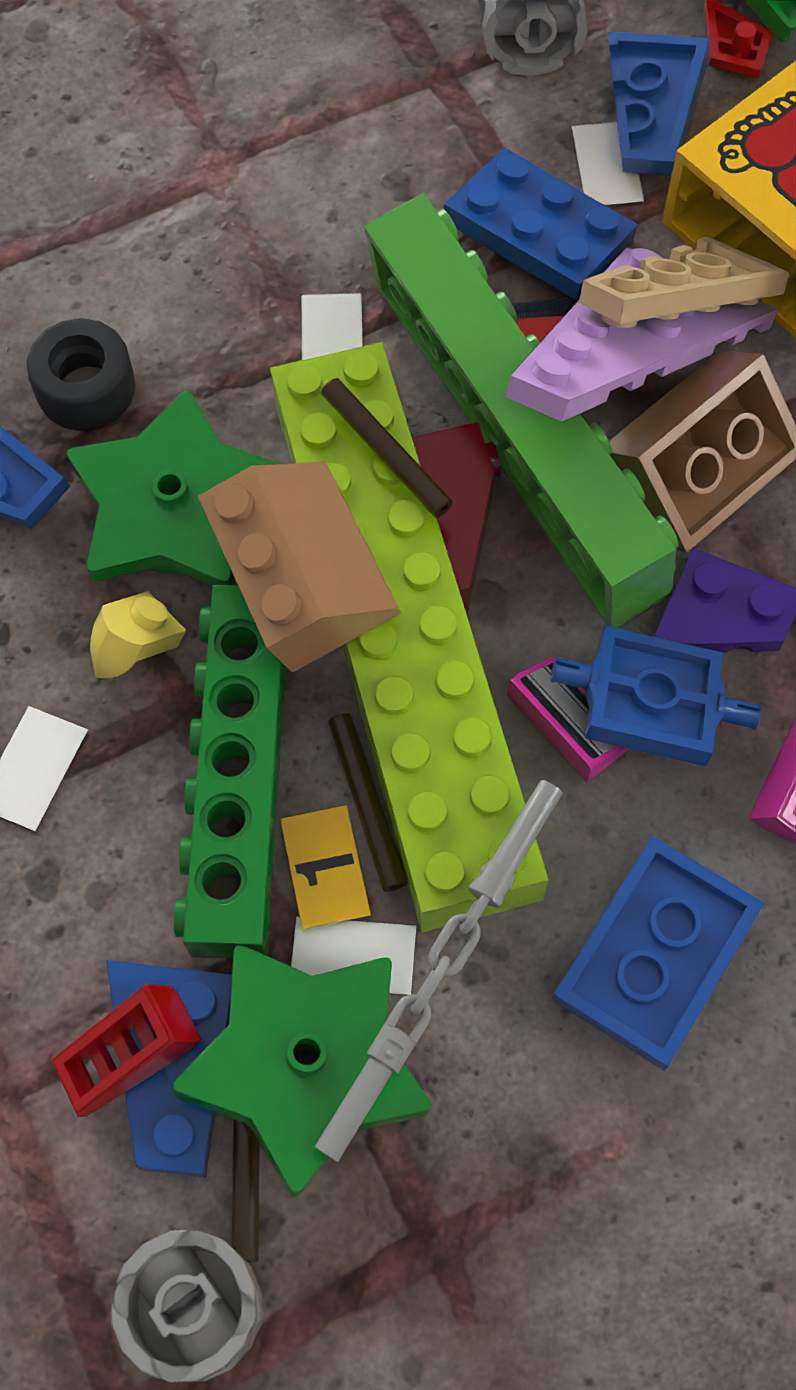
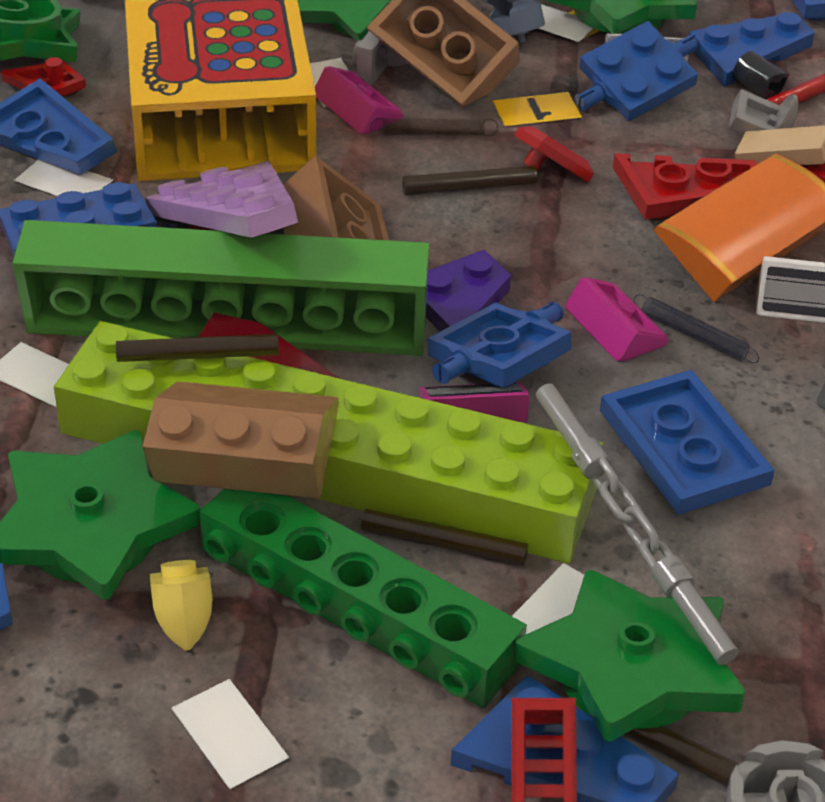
camera: 60 degrees left, 25 degrees down
(325, 867) = (494, 587): yellow sticker -> none
(684, 283) = (231, 157): tan wing -> none

